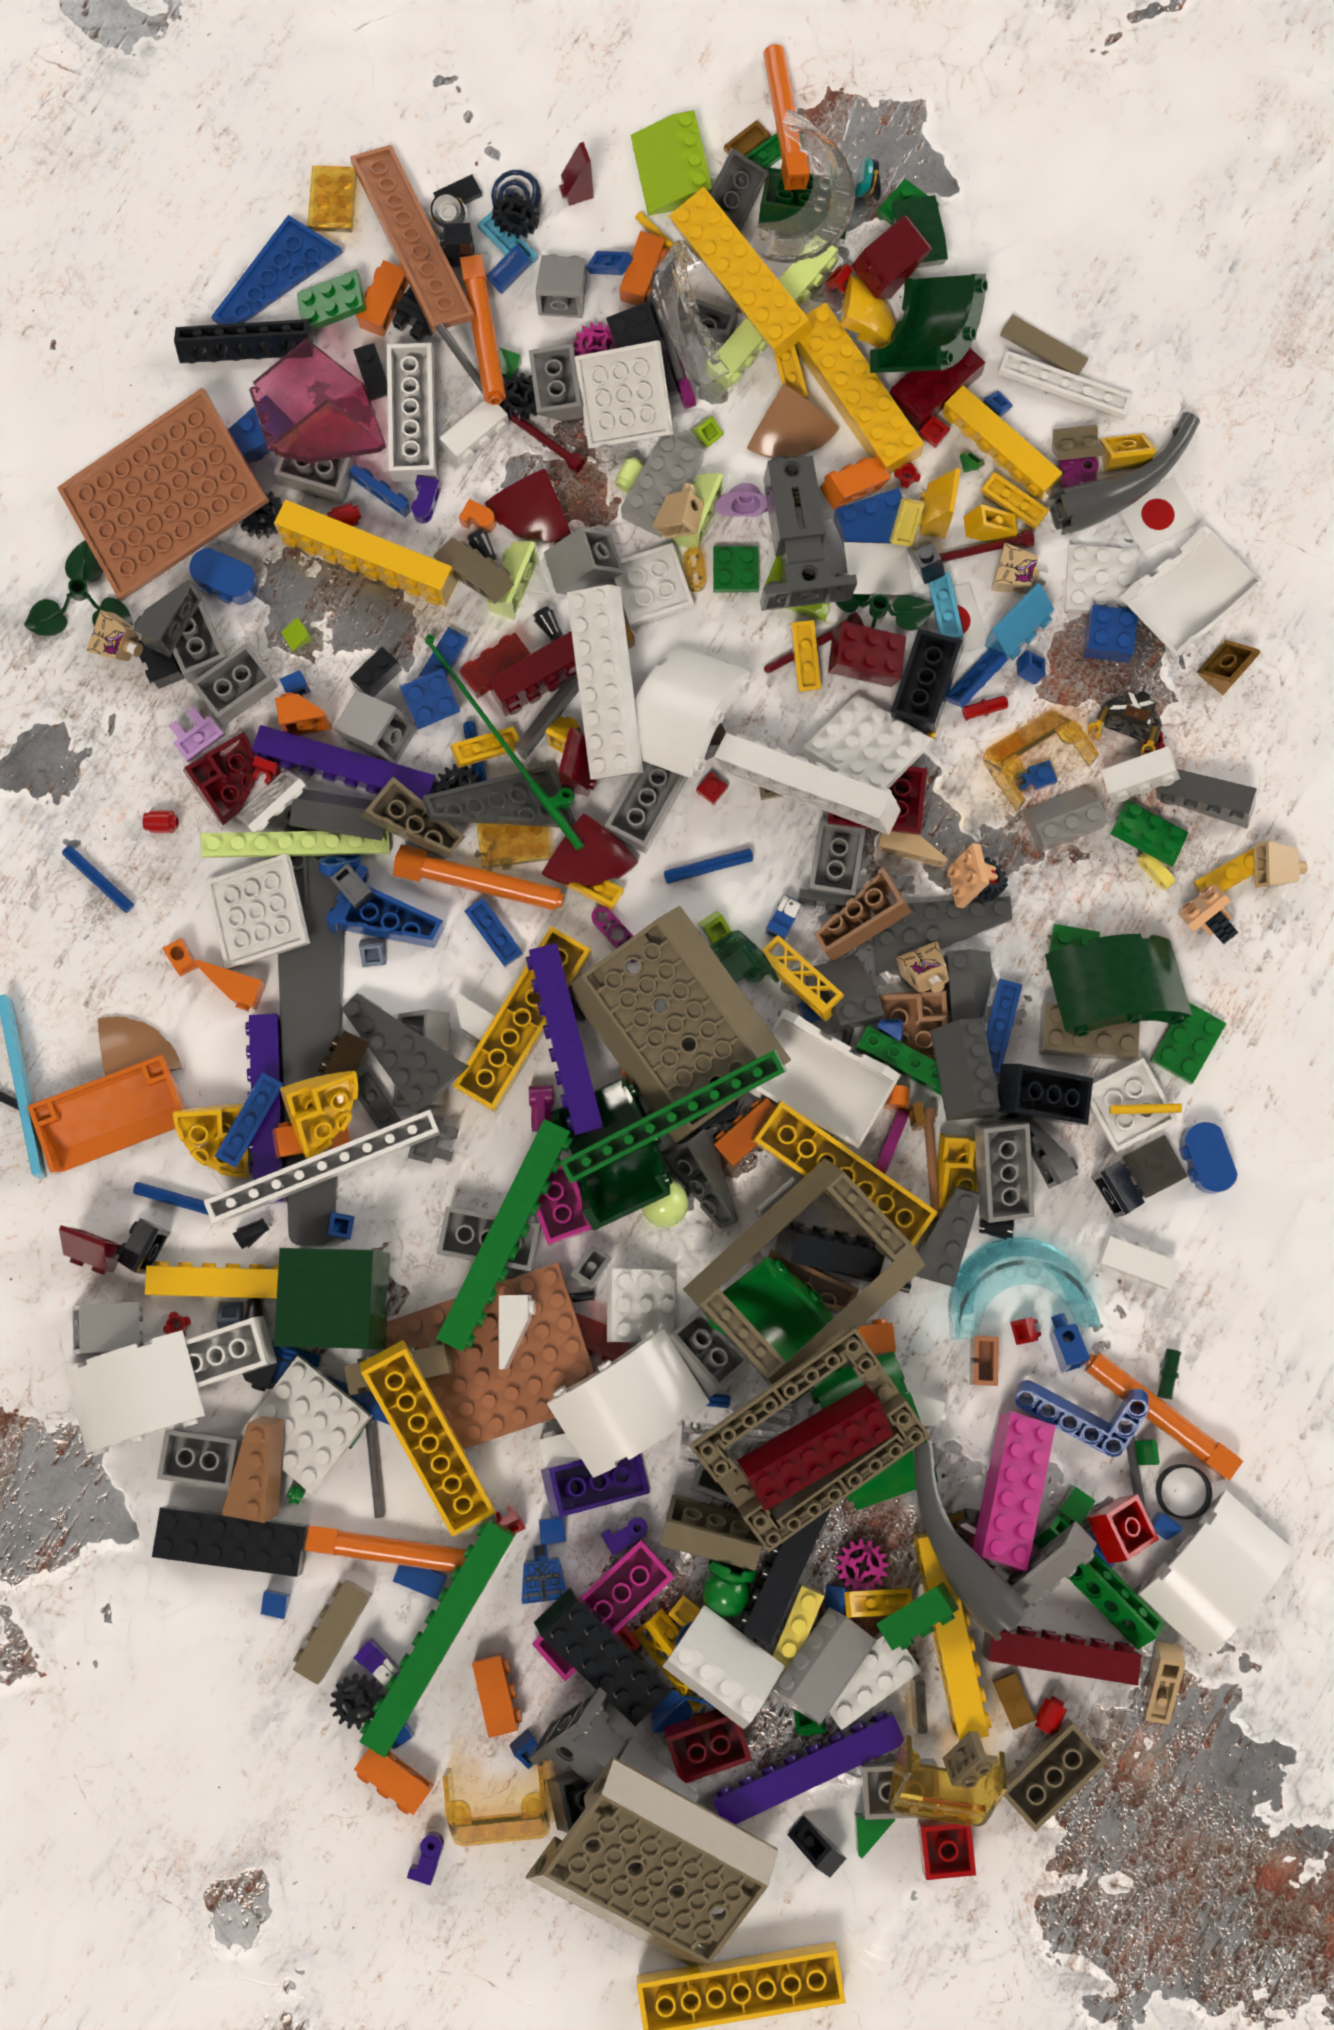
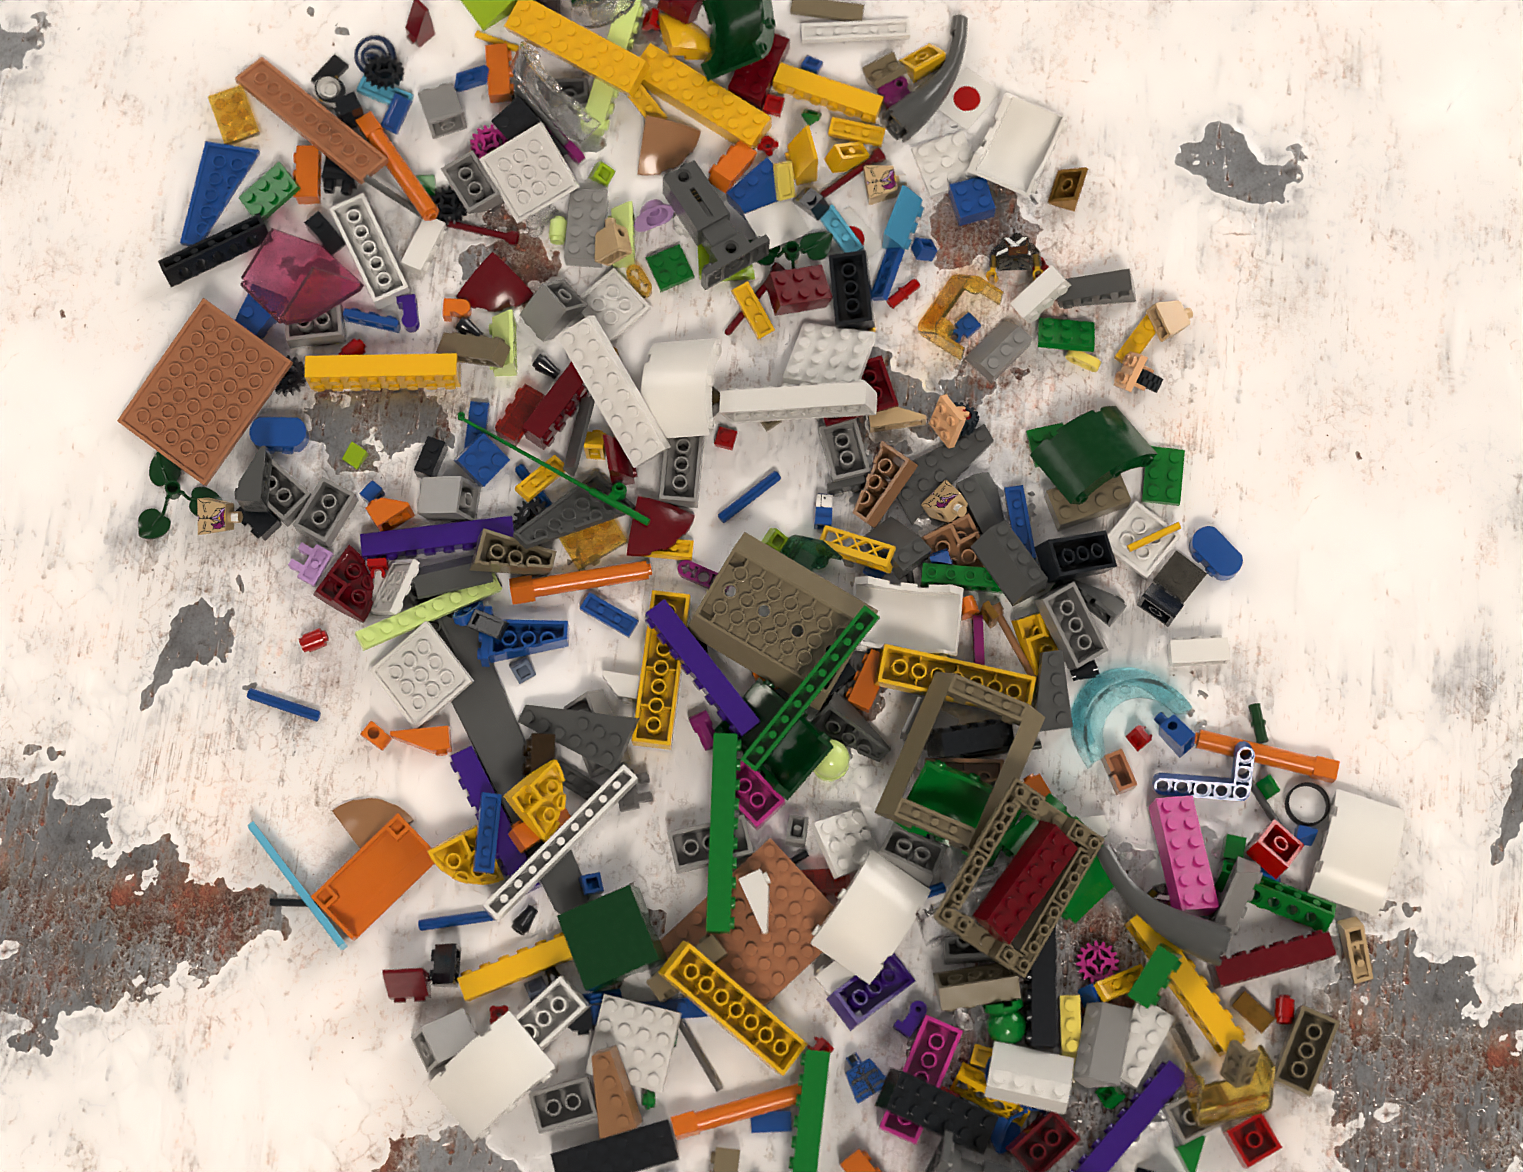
camera: 25 degrees left, 5 degrees down
(552, 1530) = (855, 1040): blue slope -> none

